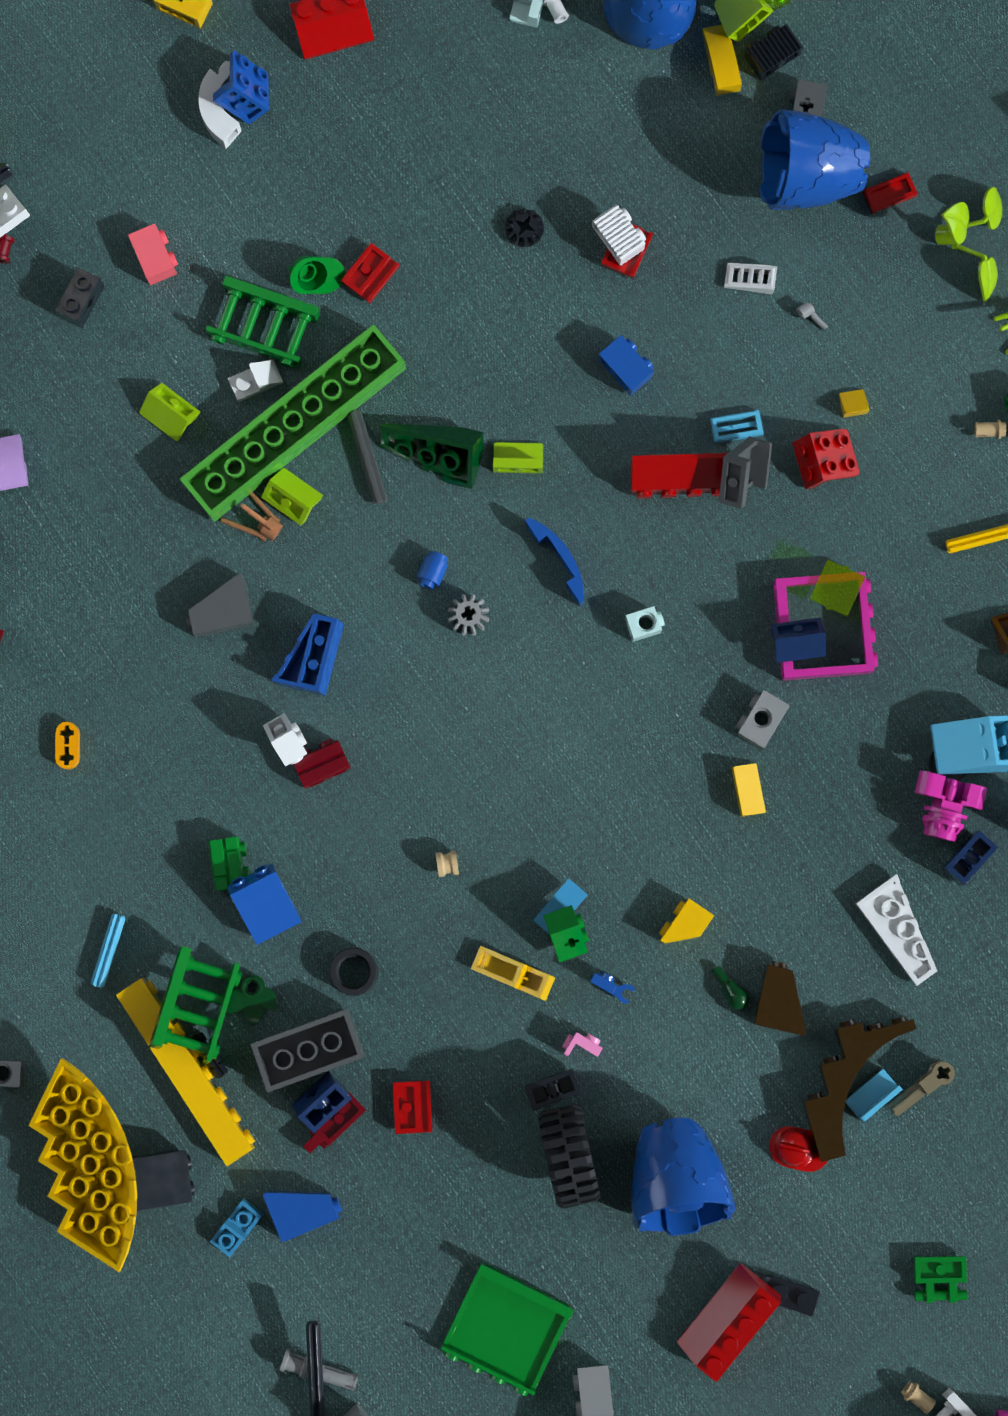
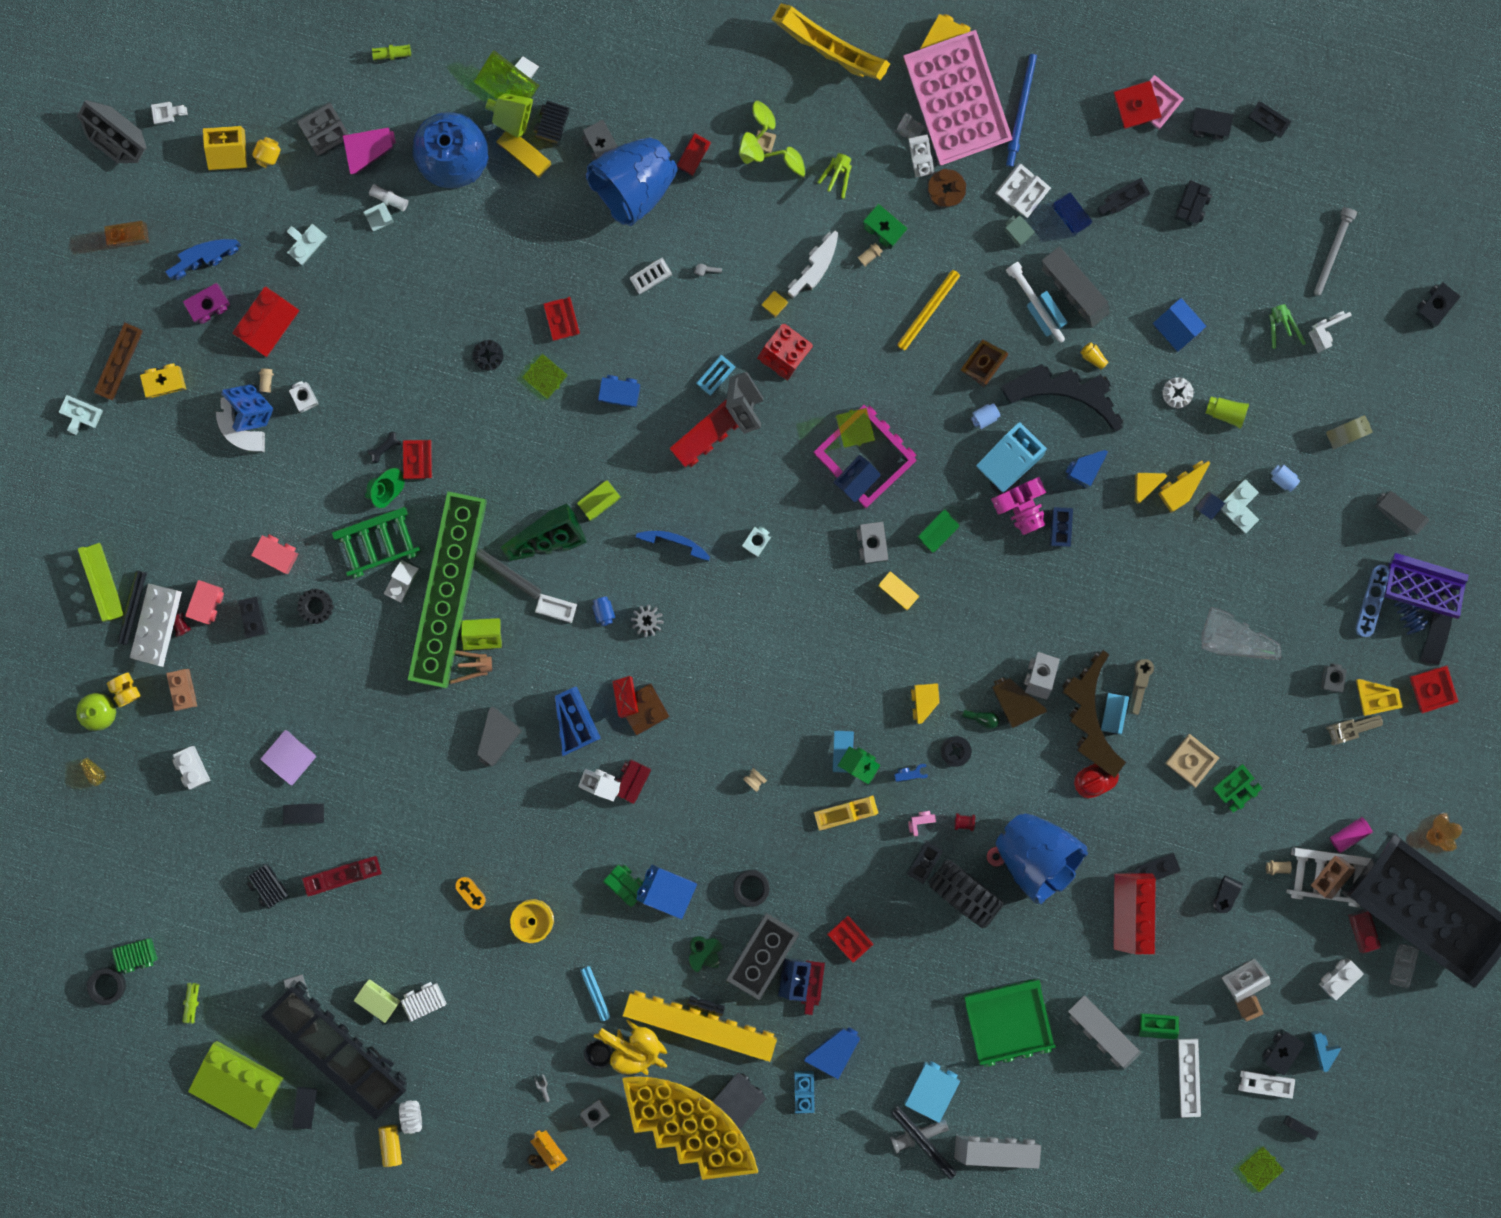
camera: 45 degrees left, 5 degrees up
(44, 245) = (204, 602): none -> coral brick
(59, 1014) = (598, 1054): none -> black hair
(94, 1045) = (636, 1055): none -> yellow hair
(119, 826) = (543, 921): none -> yellow wheel
(158, 348) = (304, 610): none -> black tyre
(168, 411) = (364, 642): lime panel -> none
(177, 986) = (655, 981): green fence -> none
(284, 79) = (265, 380): none -> tan pin
(311, 133) = (307, 404): none -> white brick
(335, 236) = (375, 454): none -> black piece
(369, 1336) = (932, 1091): none -> medium azure panel
(384, 673) = (625, 697): none -> red tile
(387, 530) = (556, 608): none -> white tile
(392, 701) = (650, 710): none -> reddish brown slope
(564, 293) = (545, 376): none -> clear neon green piece
(619, 234) = (551, 315): white brick -> none
(623, 1143) = (990, 857): none -> coral plate
(627, 1082) = (964, 822): none -> dark red bush
(684, 1011) = (965, 753): none -> black gear
(828, 994) = (1045, 666): none -> light grey brick
(838, 761) = (938, 531): none -> green panel
(846, 1379) = (1228, 890): none -> black piece
(895, 924) = (1043, 599): white wing -> none
(915, 1210) = (1192, 760): none -> tan plate
(935, 395) = (821, 260): none -> white slope
(975, 237) = (766, 141): none -> tan tile
(980, 683) = (985, 416): none -> light blue brick

